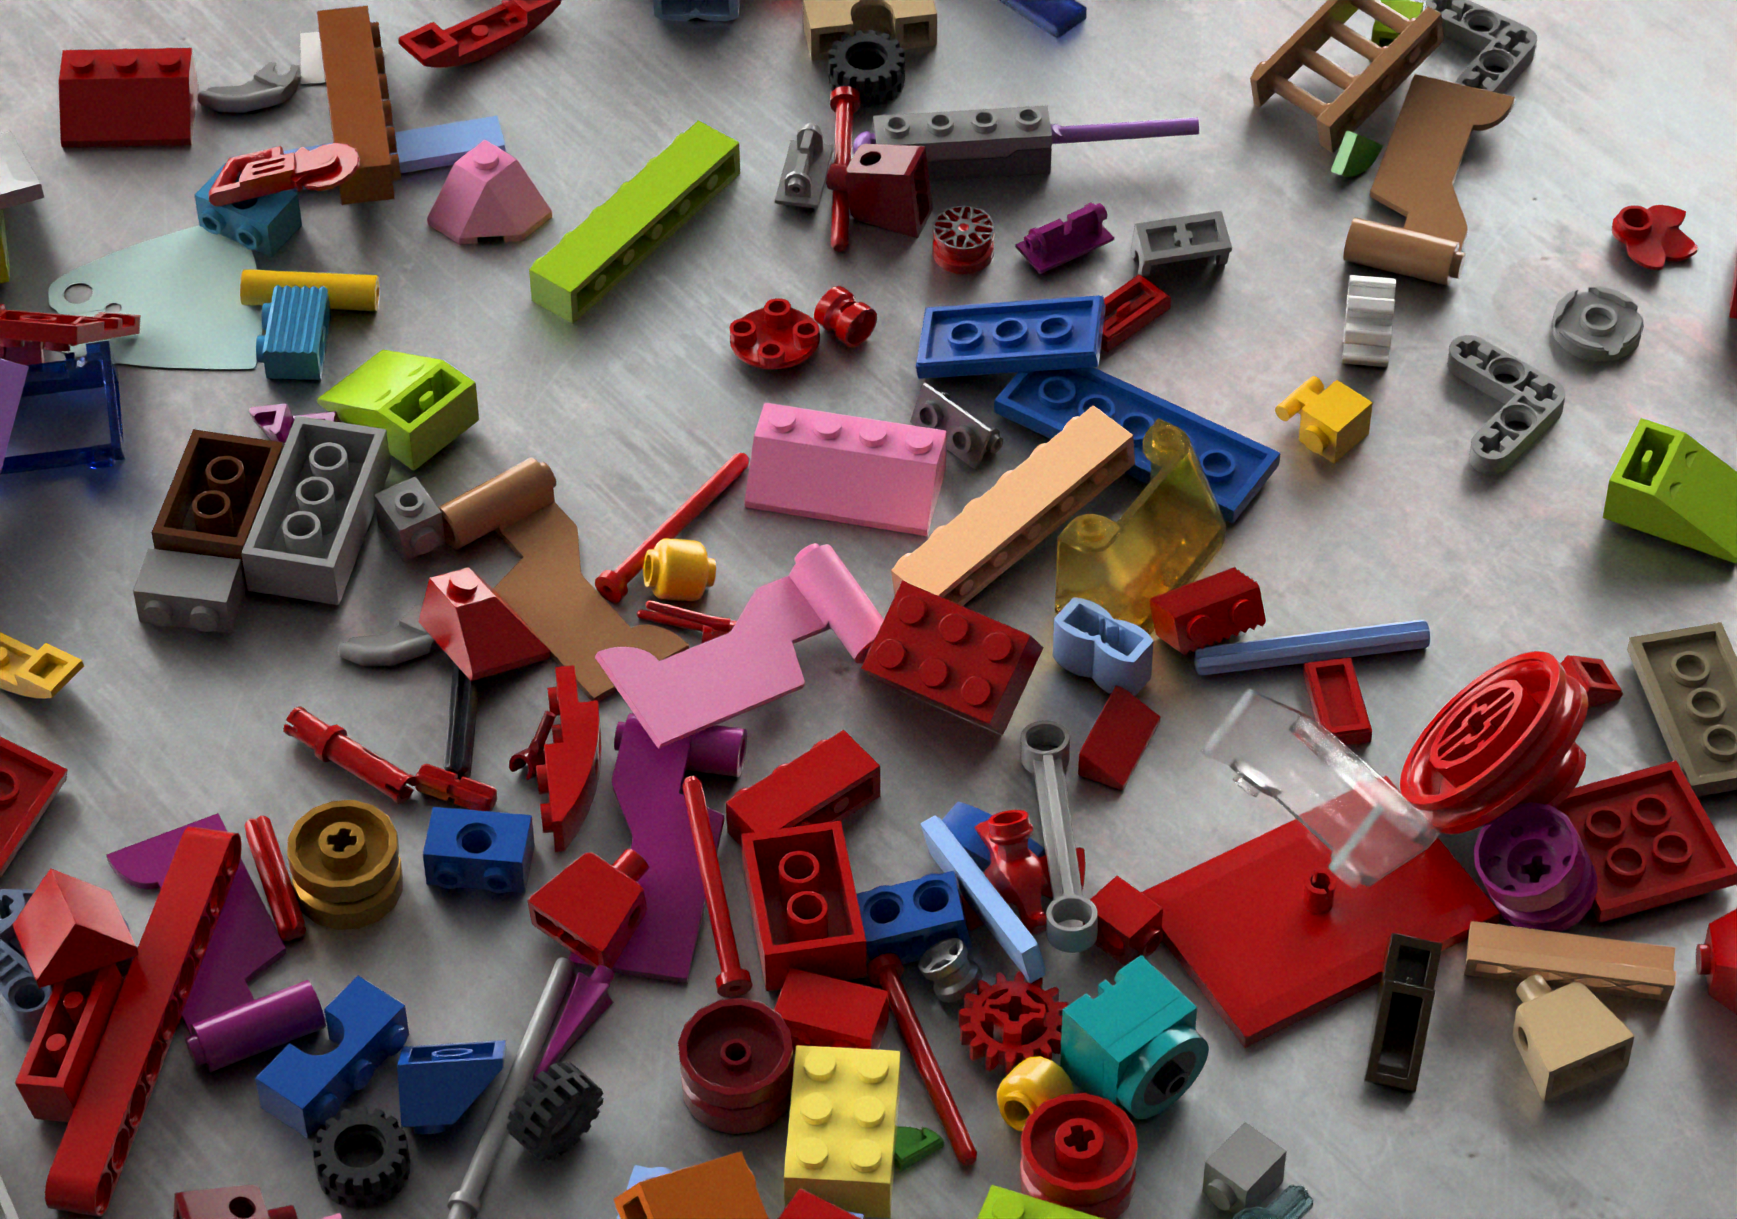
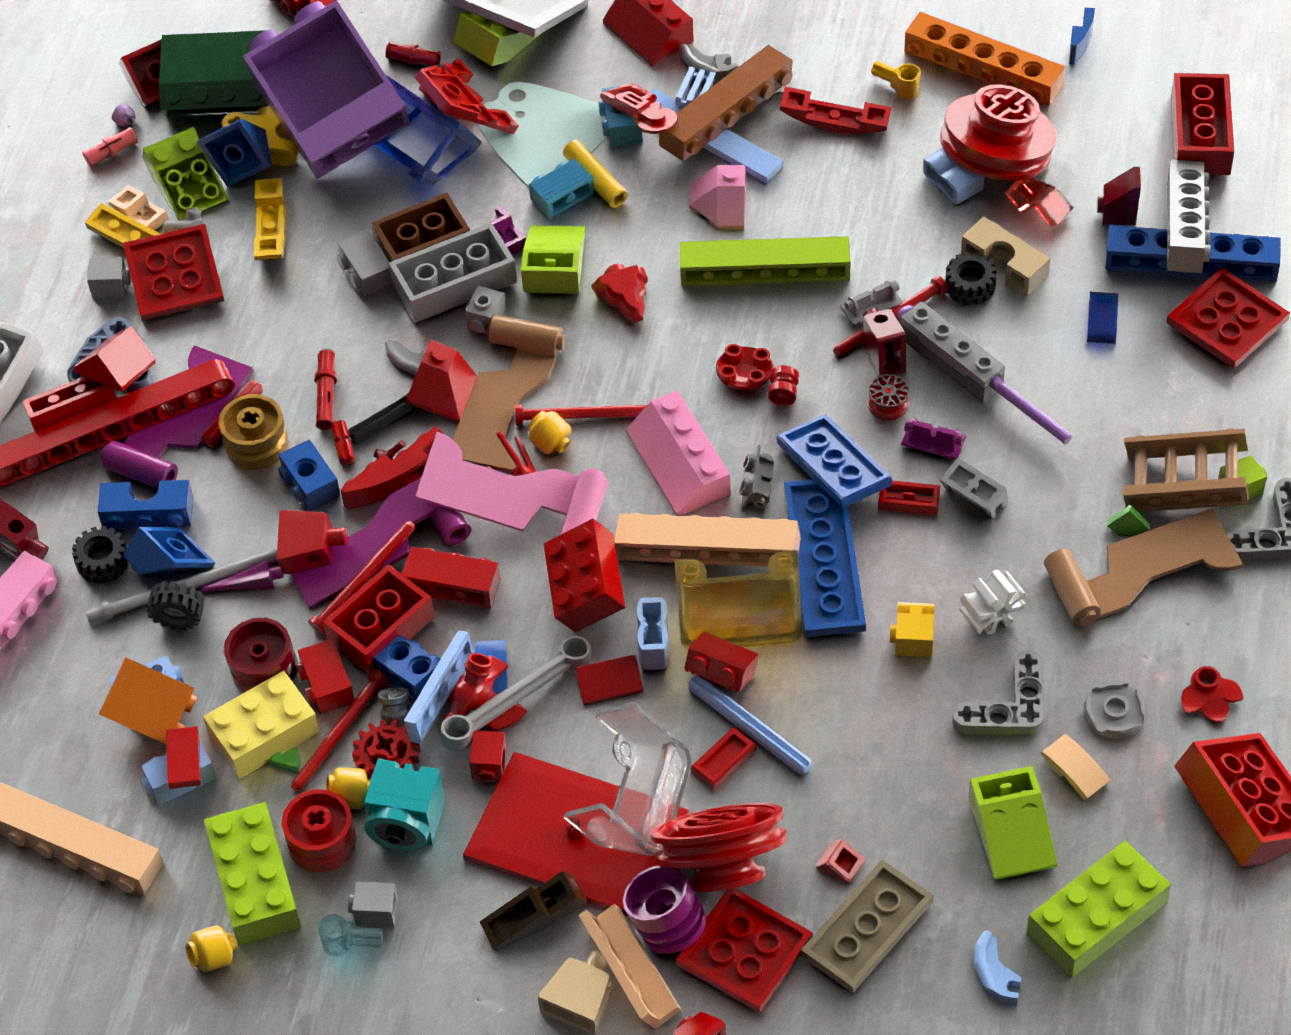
camera: 55 degrees right, 5 degrees up
(295, 120) = (698, 77): none -> light blue tile
(531, 372) = (623, 289): none -> red rock
(1648, 396) = (1076, 765): none -> light nougat slope

